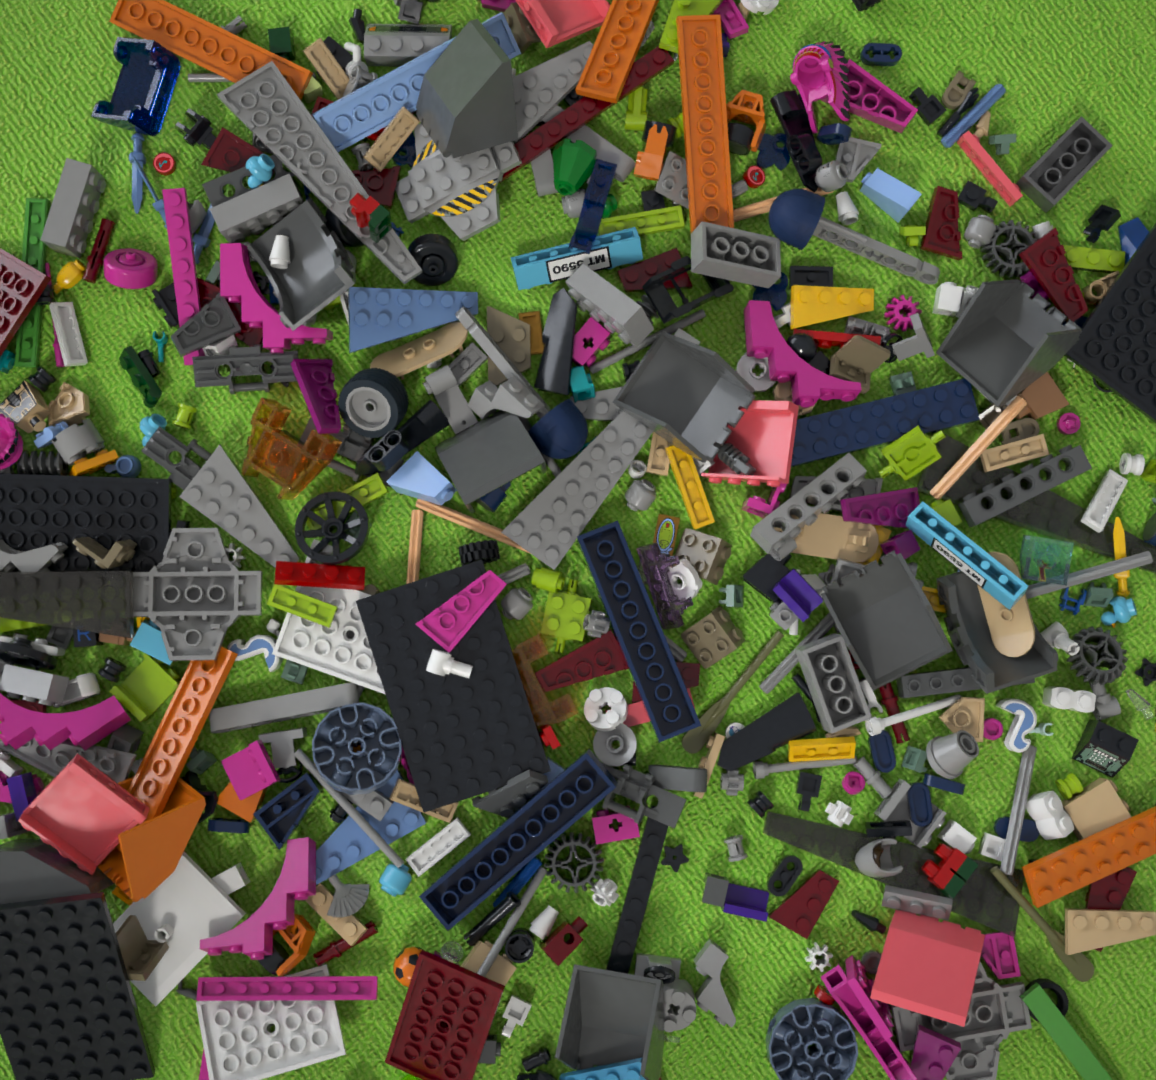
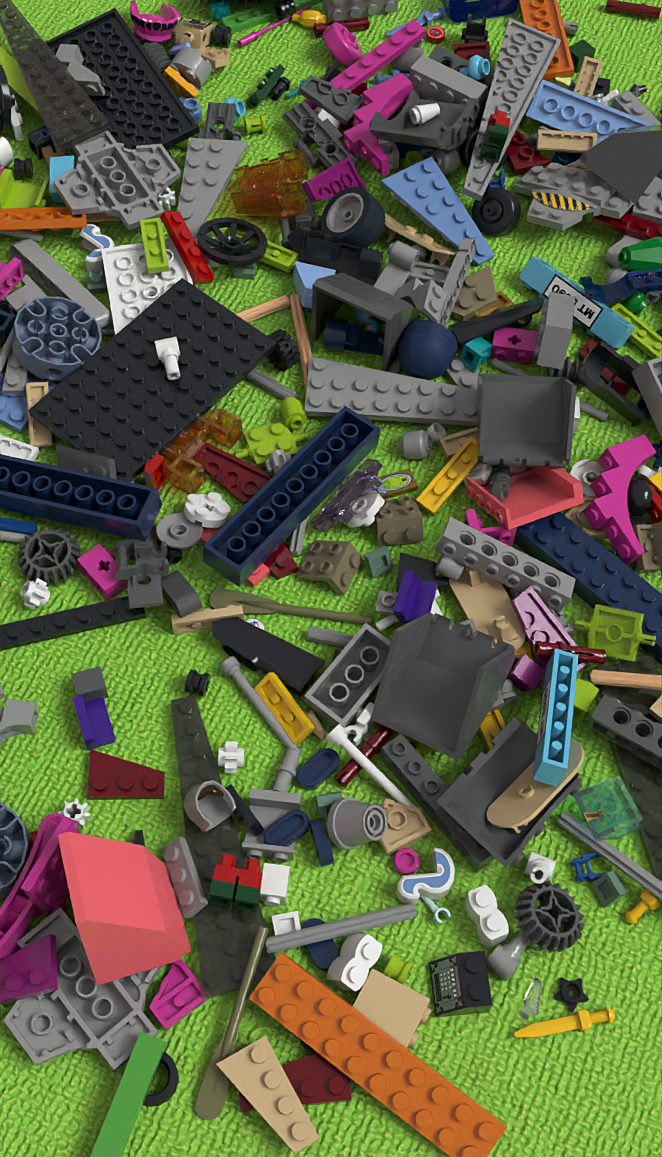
camera: 60 degrees right, 25 degrees down
(60, 636) = (30, 124): dark grey plate -> none
(68, 333) = (266, 35): white plate -> none
(105, 558) = (116, 111): dark tan bracket -> none
(458, 614) = (213, 342): dark pink wing -> none
(517, 603) = (256, 401): light grey head -> none
(670, 852) = (103, 644): black plate -> none
(732, 782) = (203, 646): light grey gear -> none
(735, 848) = (141, 684): light grey bush -> none
(785, 875) = (141, 740): black plate -> none
(808, 786) = (239, 716): black plate -> none
(853, 782) = (269, 757): dark pink tile -> none
(906, 506) = (593, 655): none -> dark red pin
(1123, 610) = (612, 921): medium azure animal -> none

